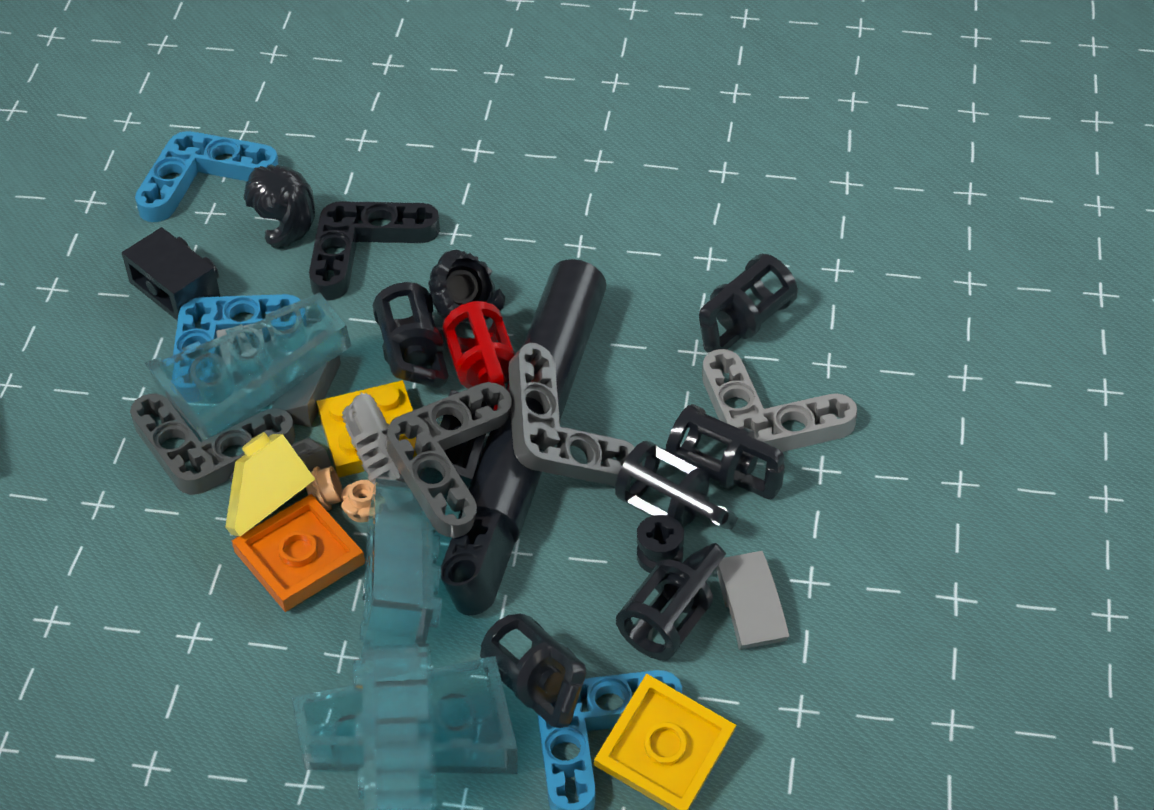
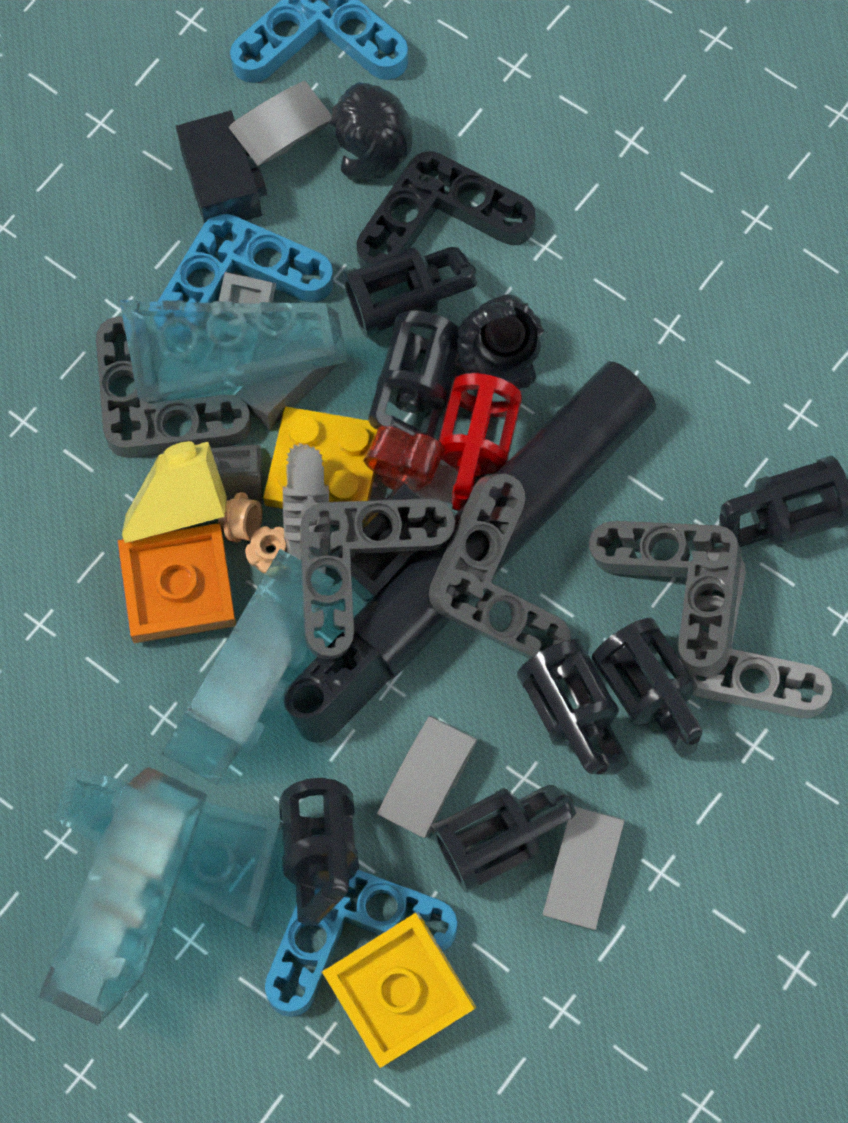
camera: 30 degrees right, 20 degrees up
(204, 224) = (281, 122): none -> light grey slope
(372, 276) = (422, 279): none -> black piece
(434, 381) = (404, 458): none -> clear red piece
(588, 595) = (427, 776): none -> light grey slope
(649, 537) = (528, 769): black wheel -> none
(707, 366) = (700, 576): none -> dark grey beam

